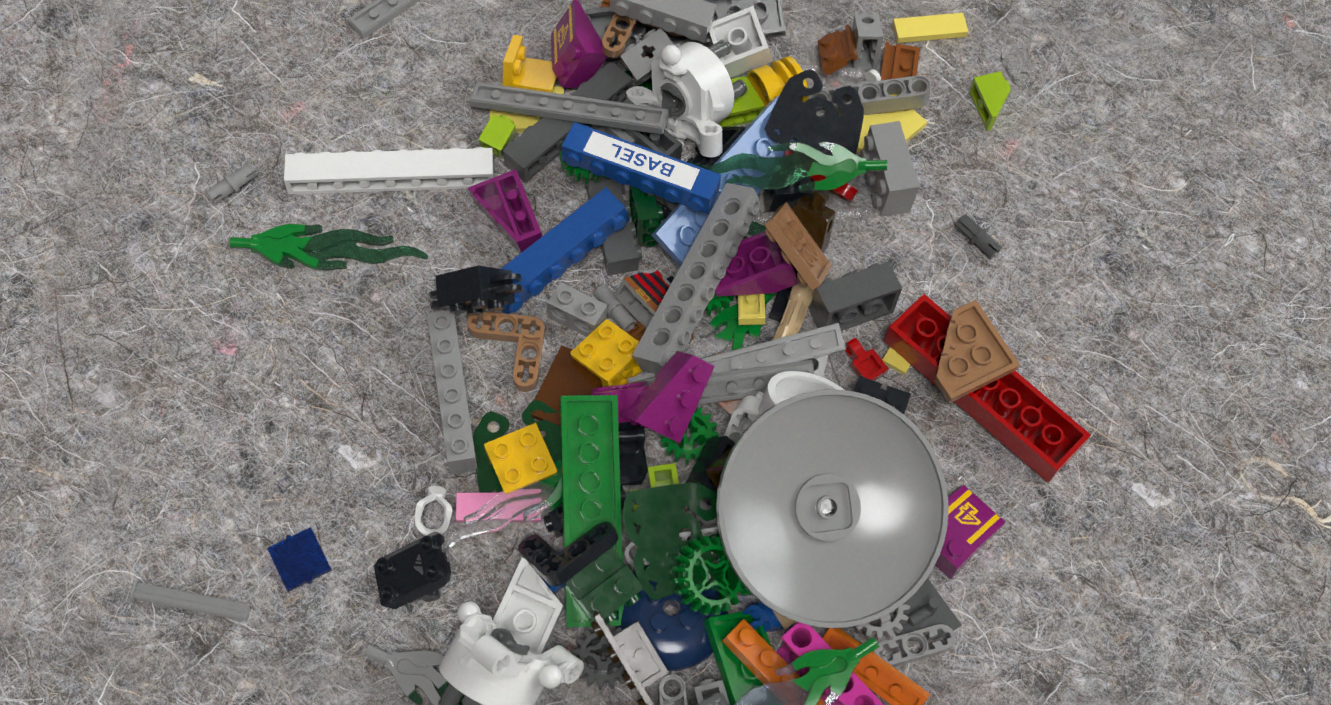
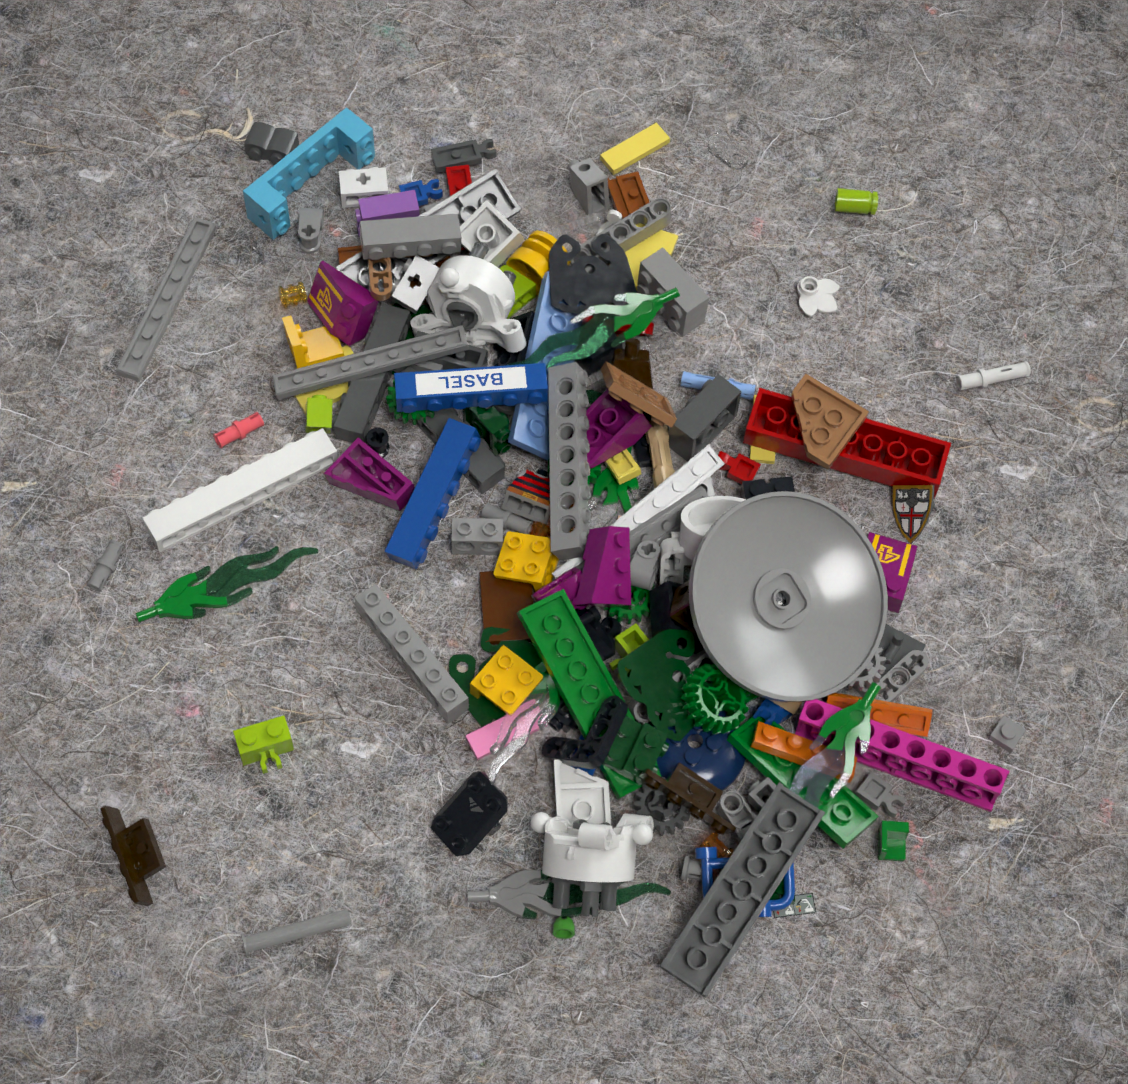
camera: 25 degrees left, 0 degrees up
(91, 454) = (136, 852): none -> dark brown bracket
(269, 408) = (264, 741): none -> lime brick
(299, 559) = (364, 853): clear blue piece -> none
(421, 117) = (238, 429): none -> coral pin
(434, 493) = (450, 743): white piece -> none
(475, 290) = (389, 558): black brick -> none
(524, 340) = (444, 581): medium nougat beam -> none
(537, 184) = (378, 440): none -> black bush
(539, 26) = (284, 292): none -> clear yellow bush
(655, 455) = (611, 626): none -> black hinge
(715, 411) = (645, 565): none -> light grey piece
(837, 50) = (569, 205): dark orange plate -> none
(909, 289) = (697, 381): none -> light blue pin
(978, 236) = (773, 317): dark grey axle -> none
(989, 96) = (718, 189): lime slope -> none
(1019, 482) = (912, 508): none -> shield
(1033, 239) = (818, 298): none -> white plate
(1119, 164) = (856, 201): none -> lime piece
(1160, 387) = (982, 377): none -> white pin

